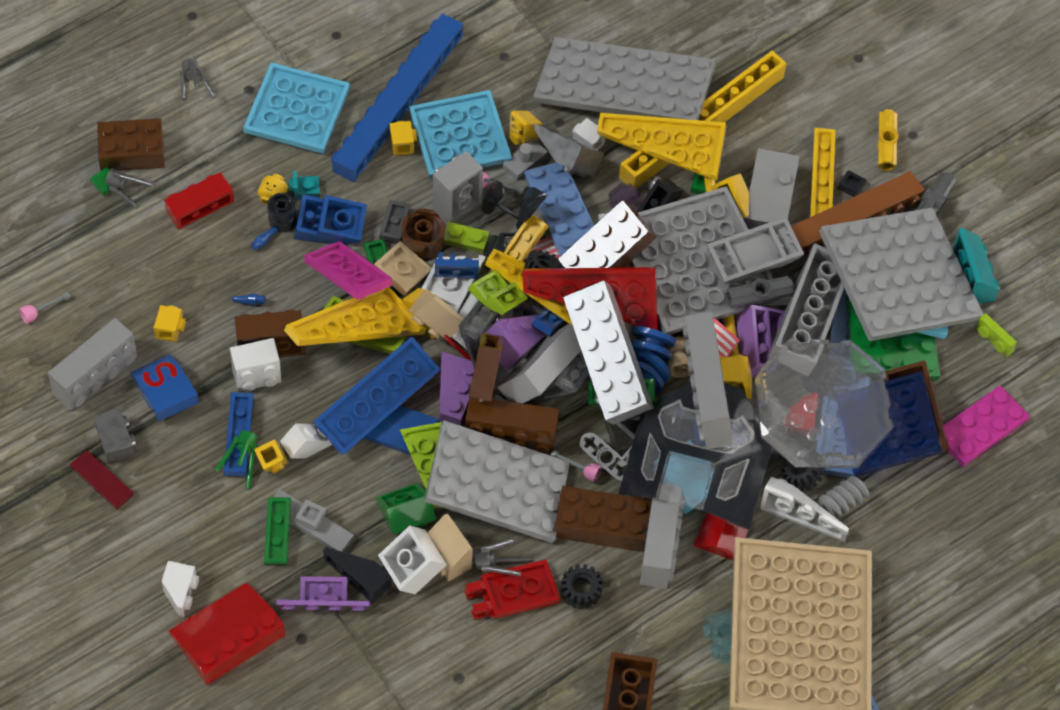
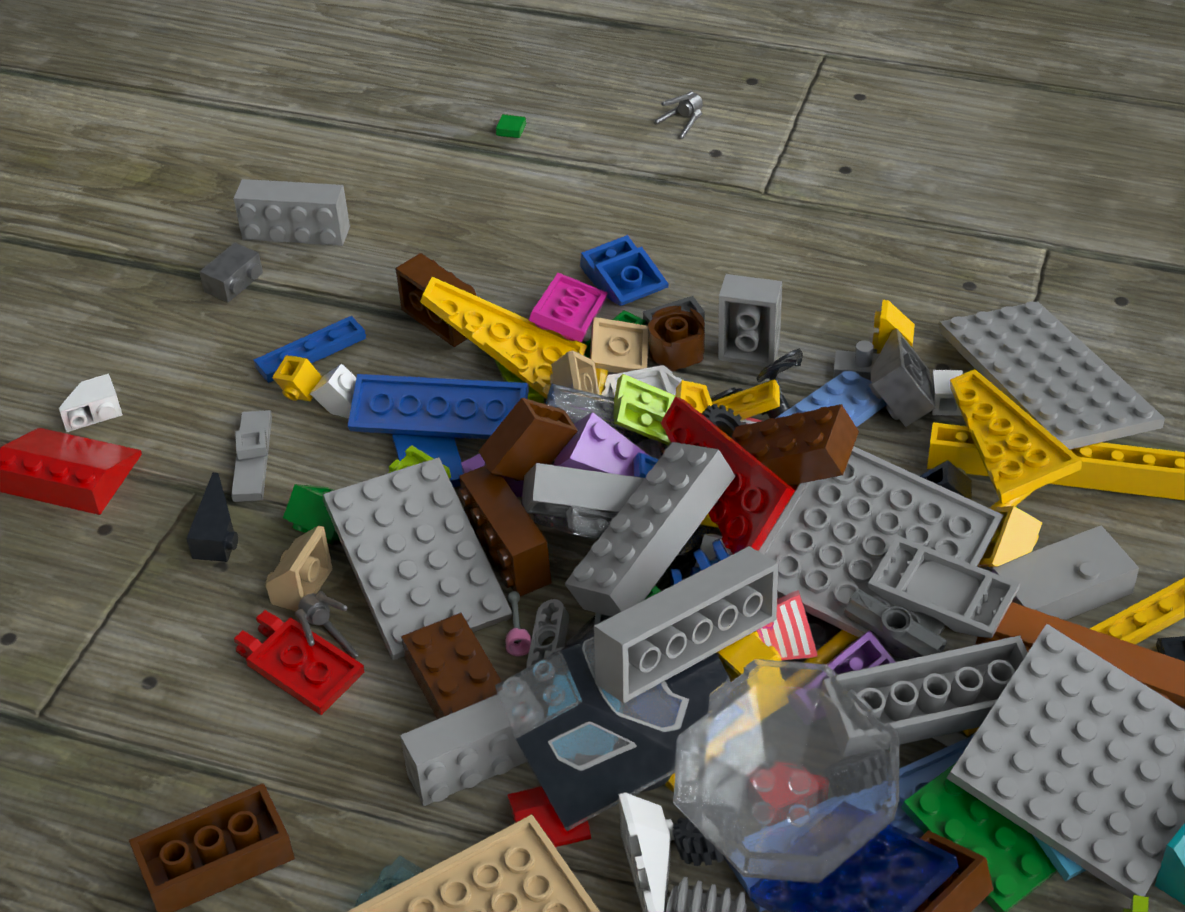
camera: 60 degrees right, 15 degrees down
(30, 313) = (320, 158): hinge -> none
(101, 479) = (178, 295): dark red tile -> none
(117, 179) = (516, 127): flat silver plant -> none
(131, 144) = (563, 114): reddish brown brick -> none
(165, 387) = (315, 275): blue slope -> none
(169, 323) = (392, 238): yellow brick -> none
(199, 200) = (550, 184): red brick -> none
(245, 443) = (294, 347): green plant -> none
(251, 299) = (478, 276): blue piece -> none
(255, 365) = (393, 308): white brick -> none
(262, 240) = (556, 246): blue piece -> none
(271, 185) = (614, 219): yellow head -> none
(277, 531) = (216, 435): green tile -> none
(281, 212) = (591, 230): black wheel -> none
(297, 108) = (728, 186): medium azure plate -> none
(304, 185) = (644, 236): teal bracket -> none
(323, 591) = (168, 509): medium lavender bracket -> none
(397, 97) = (822, 237): blue brick -> none
(402, 138) = (776, 264): yellow brick -> none
(412, 559) = (254, 544): white brick -> none
(456, 268) = (654, 373): blue plate -> none
(458, 126) = (835, 301): medium azure plate -> none
(466, 237) = (714, 373): lime plate -> none
(486, 181) = (797, 341): light grey hinge -> none
(585, 574) = (355, 732): black tyre -> none
(624, 192) = (906, 456): clear purple head -> none

